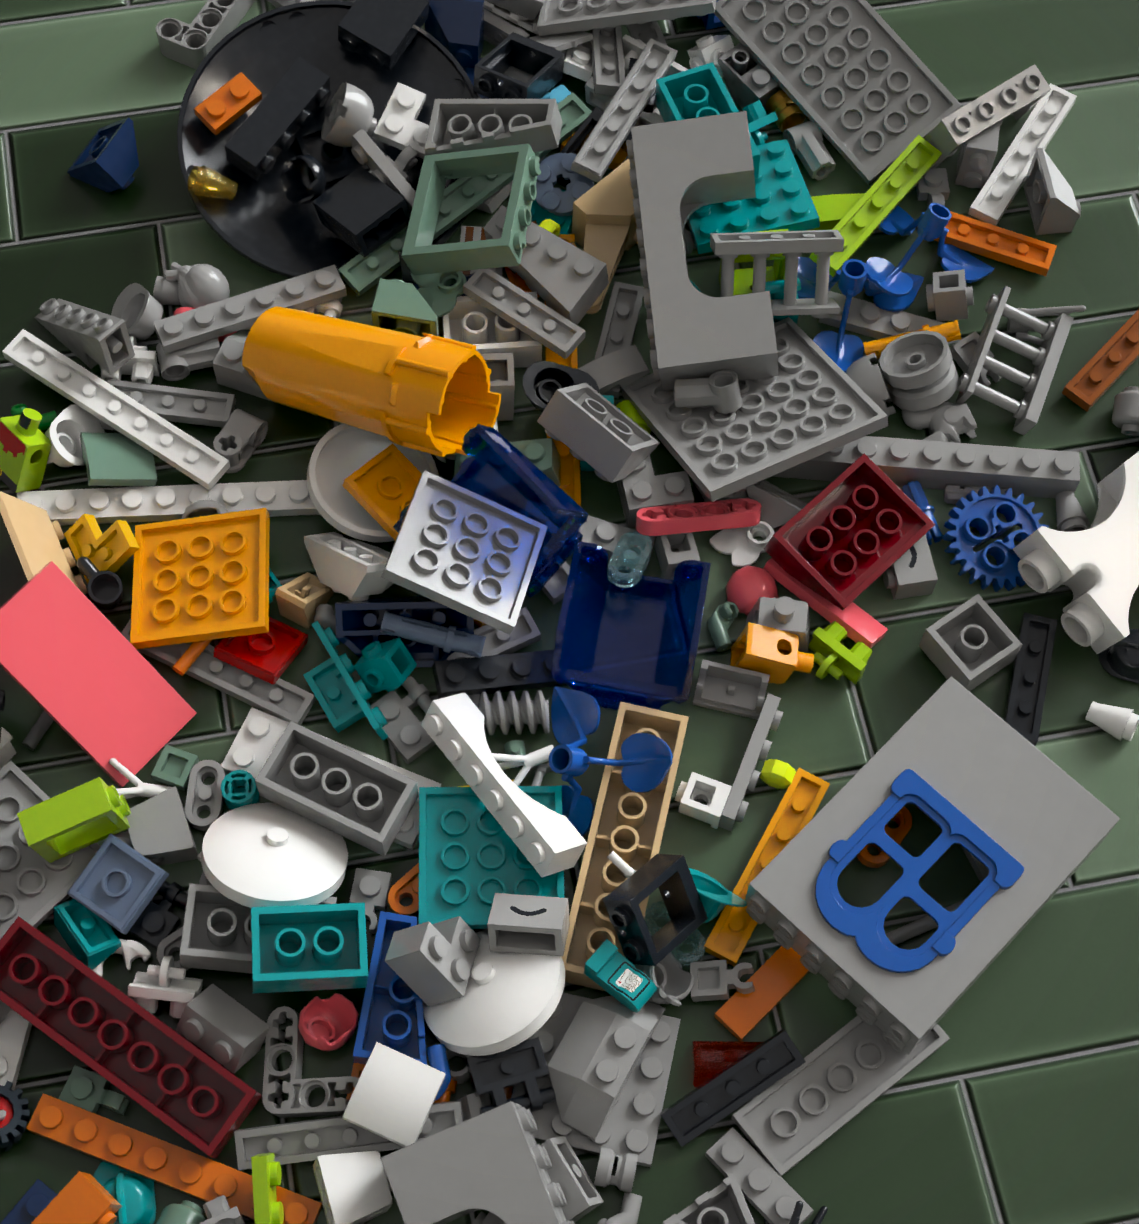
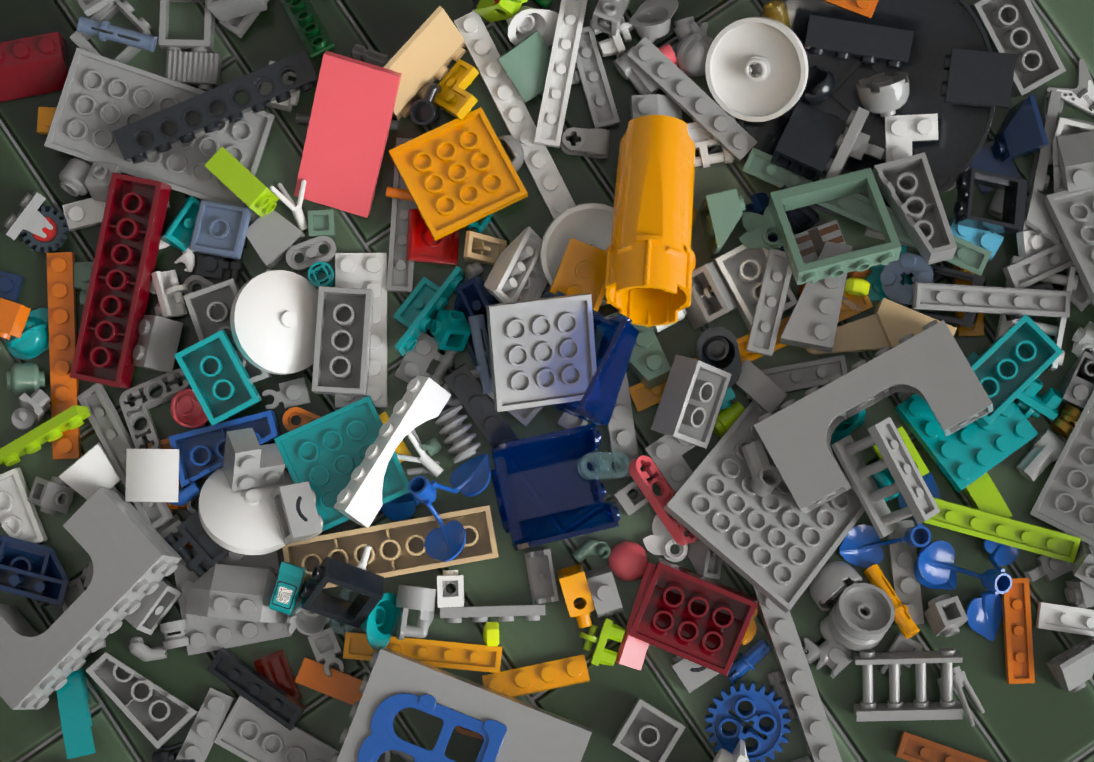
camera: 65 degrees right, 20 degrees up
(254, 222) = (756, 69): none -> white dish
(696, 845) = (418, 599): none -> light grey piece
(853, 734) = (539, 677): none -> light orange plate

